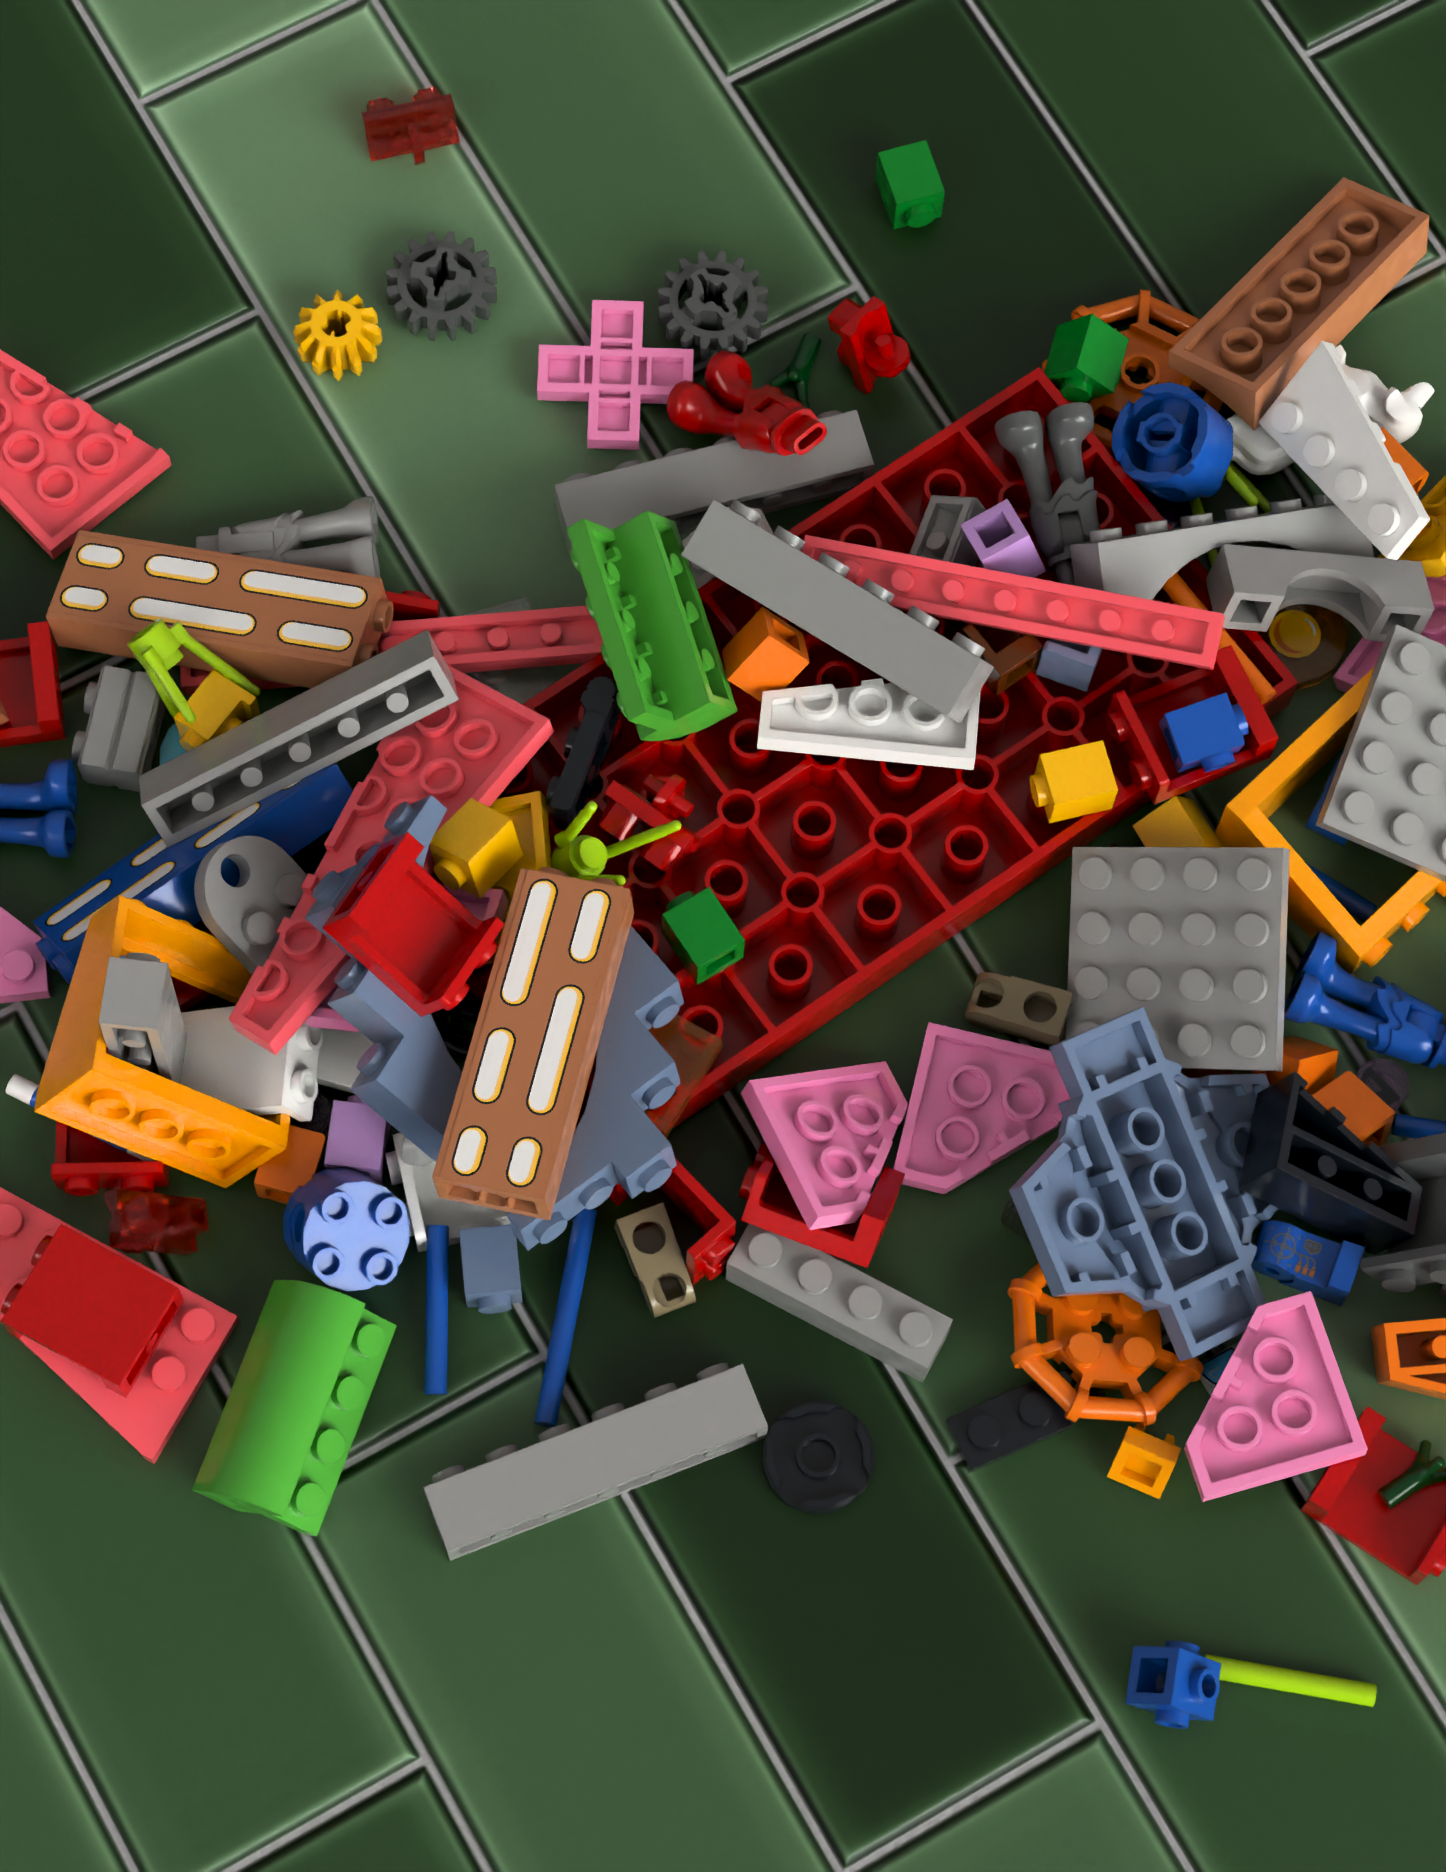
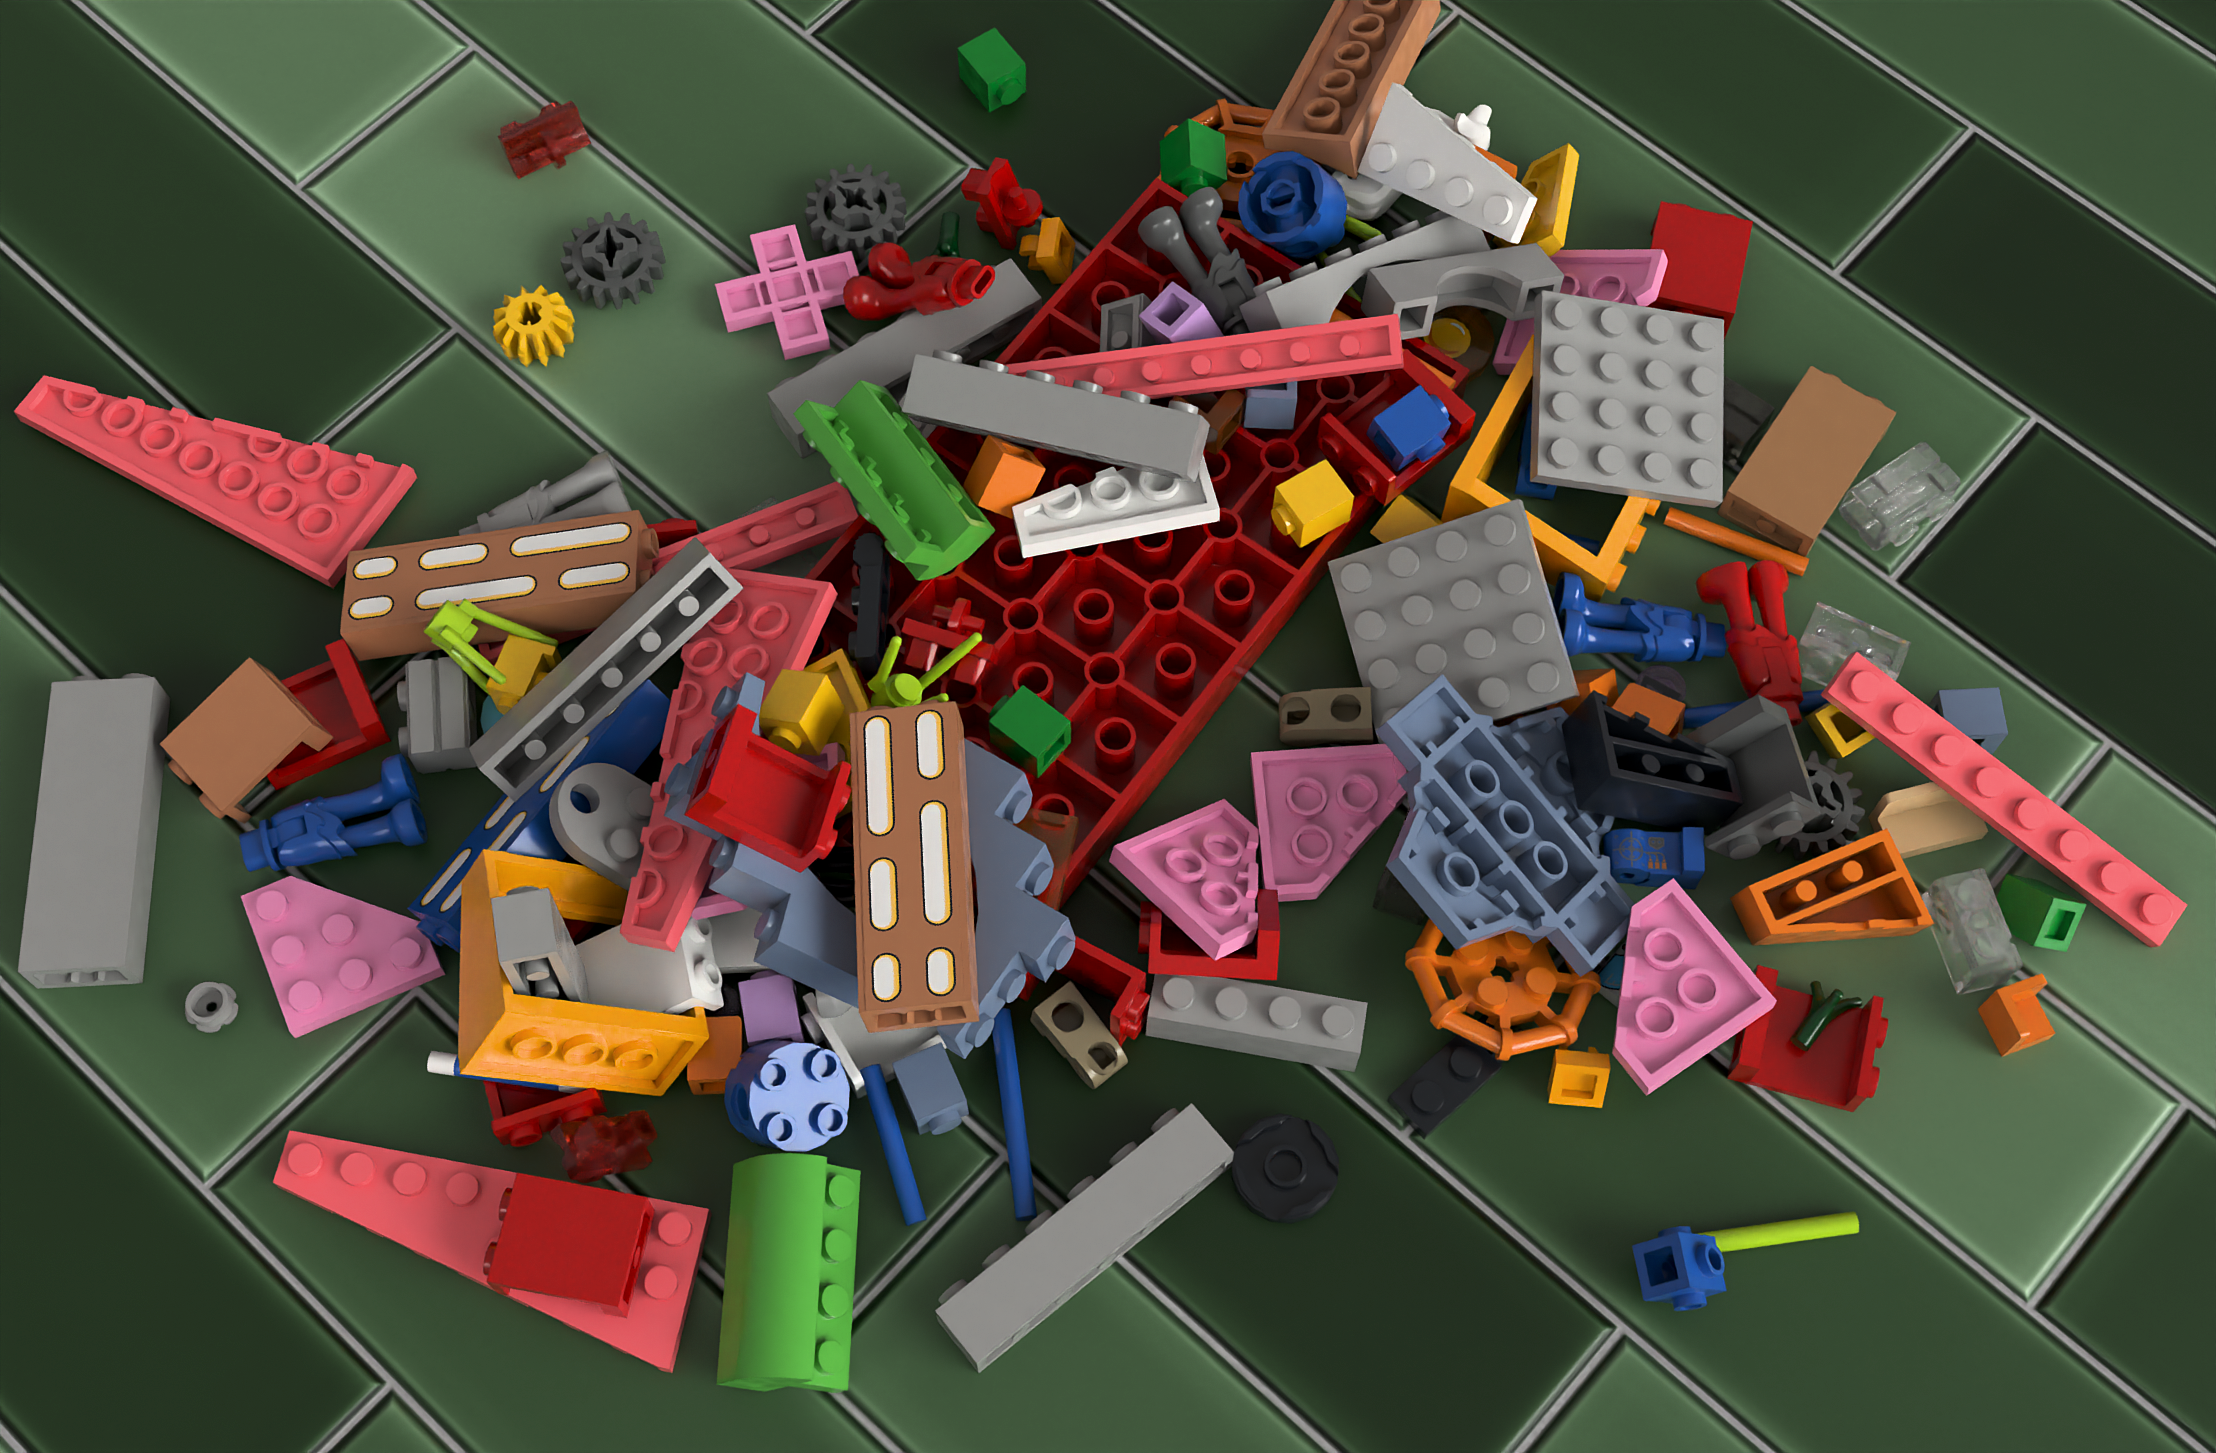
camera: 15 degrees left, 5 degrees down
(905, 410) = (1050, 250): none -> light orange tile

